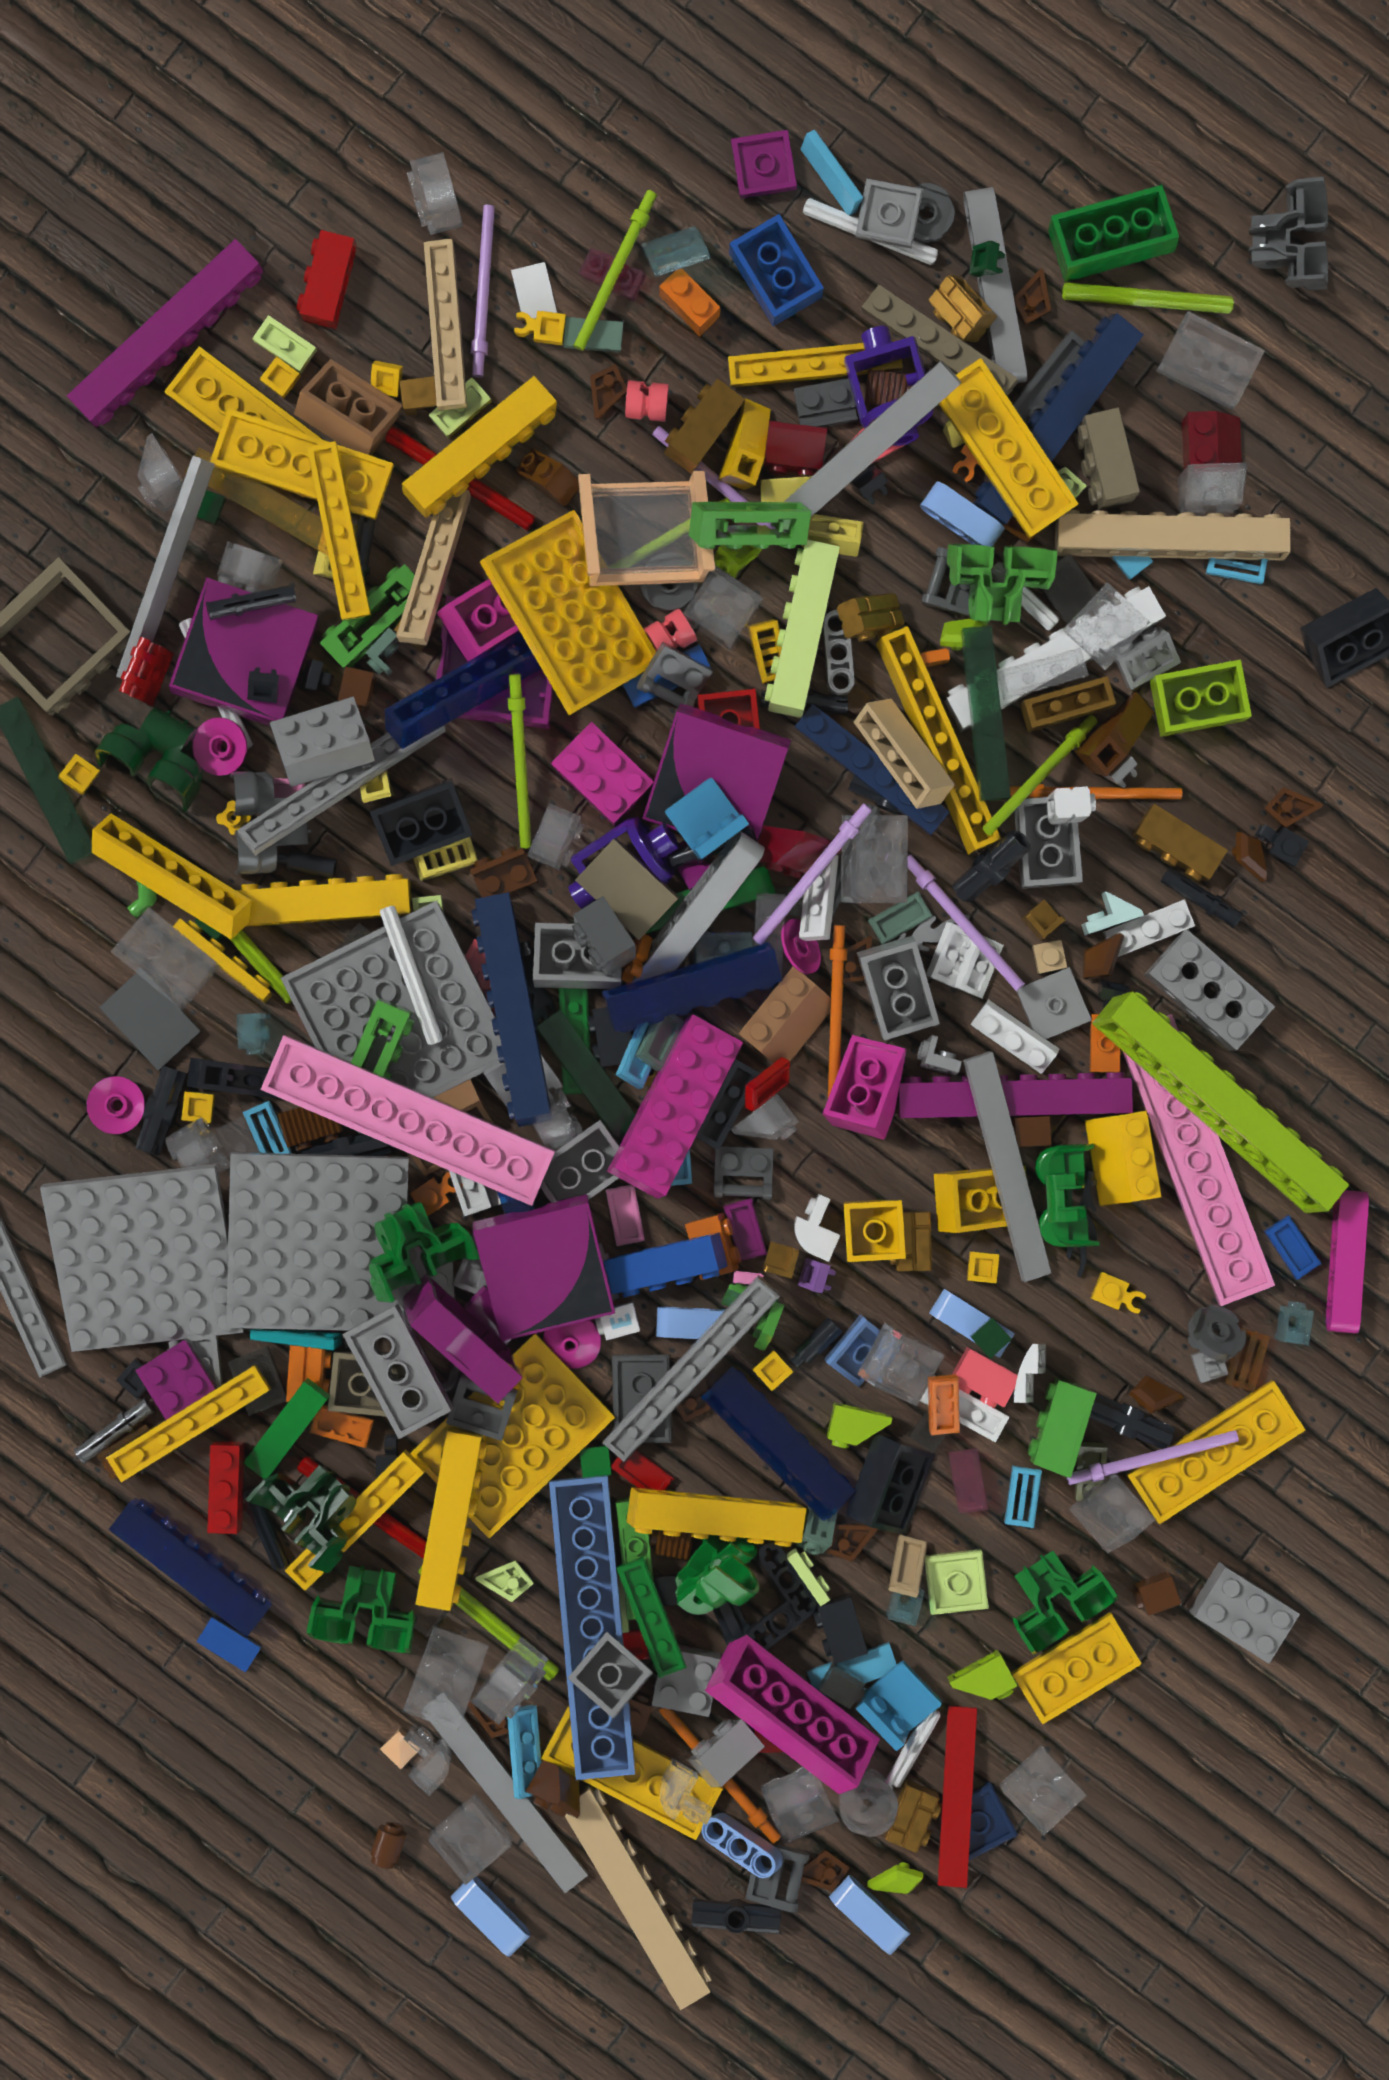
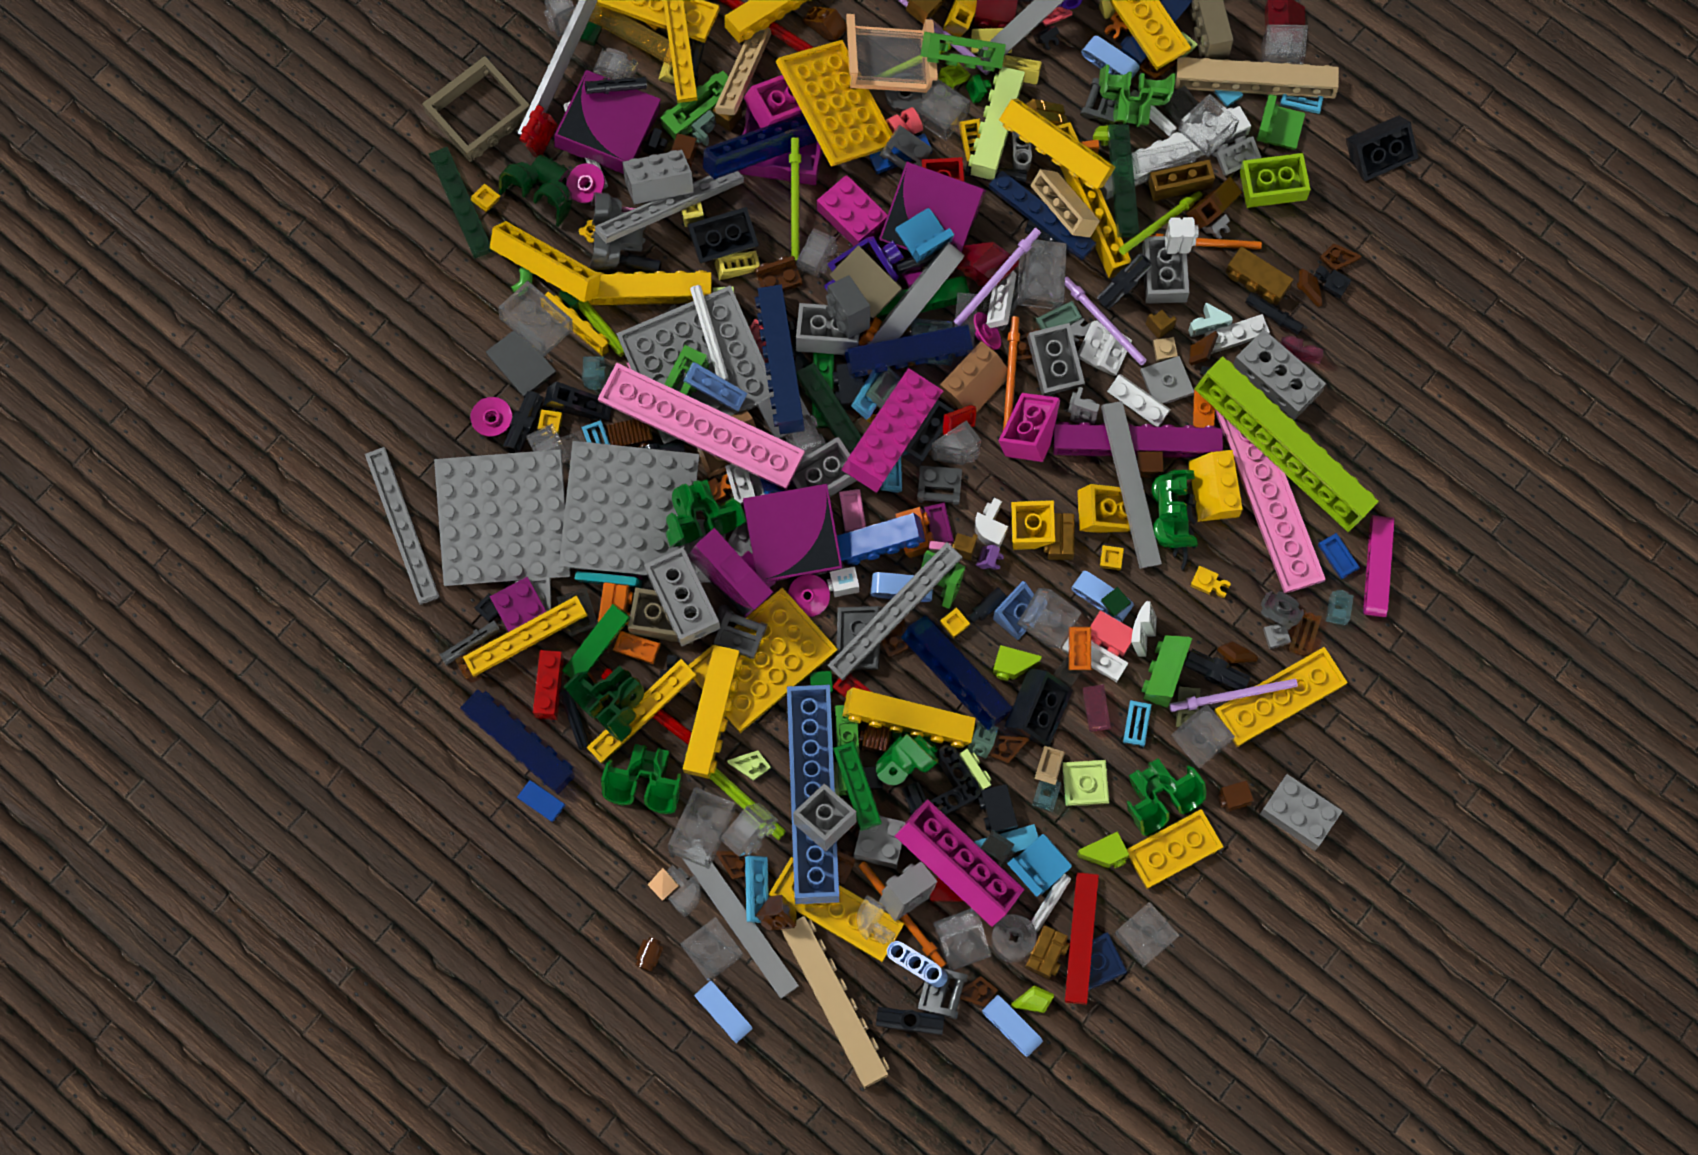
camera: 10 degrees right, 15 degrees down
(263, 686) = (620, 137): black tile -> none
(424, 1058) = (715, 387): none -> medium blue plate
(773, 572) = (977, 88): none -> green tile
(889, 669) = (1056, 143): none -> yellow brick
(1207, 608) = (1280, 125): none -> bright green bracket
(1230, 948) = (1309, 353): none -> clear pink slope

